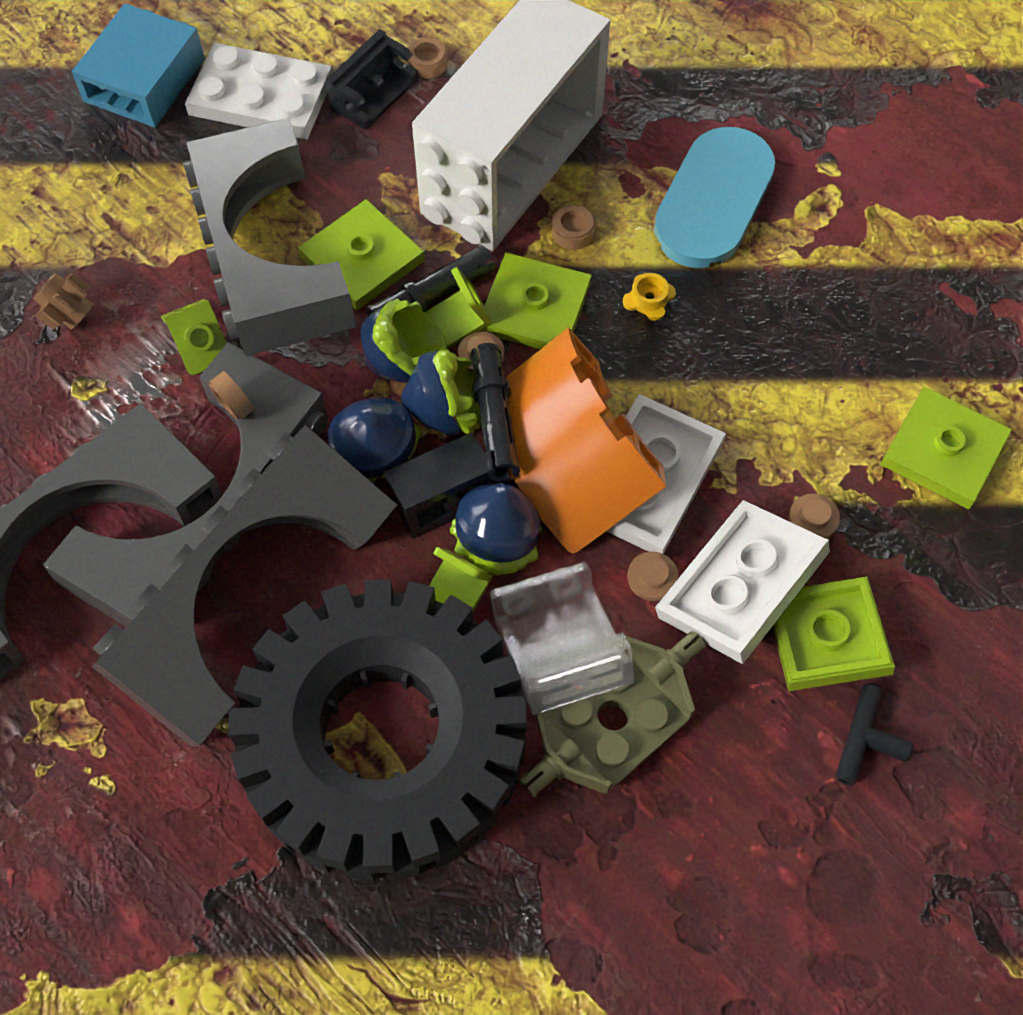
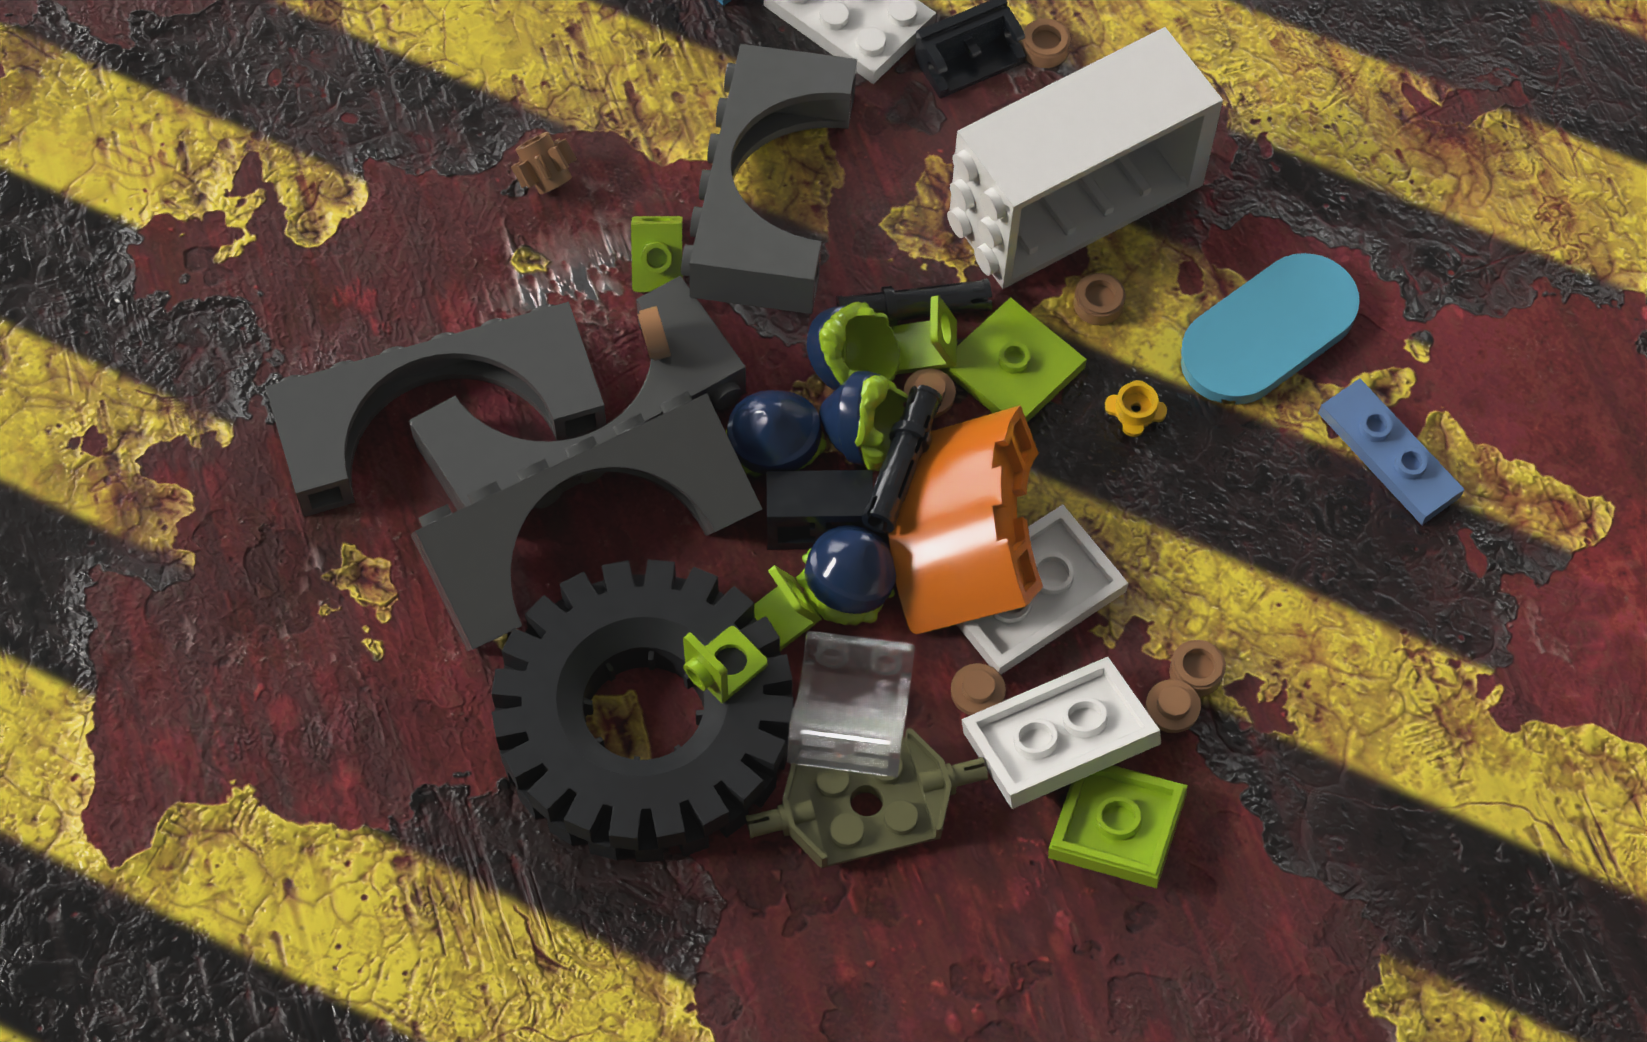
camera: 25 degrees right, 0 degrees up
(368, 250) = (864, 236): lime plate -> none
(431, 666) = (710, 673): none -> lime bracket
(813, 475) = (1198, 665): none -> medium nougat tile
(857, 248) = (1391, 451): none -> medium blue plate
(864, 736) = (1099, 932): black piece -> none
(946, 447) = (1355, 698): lime plate -> none

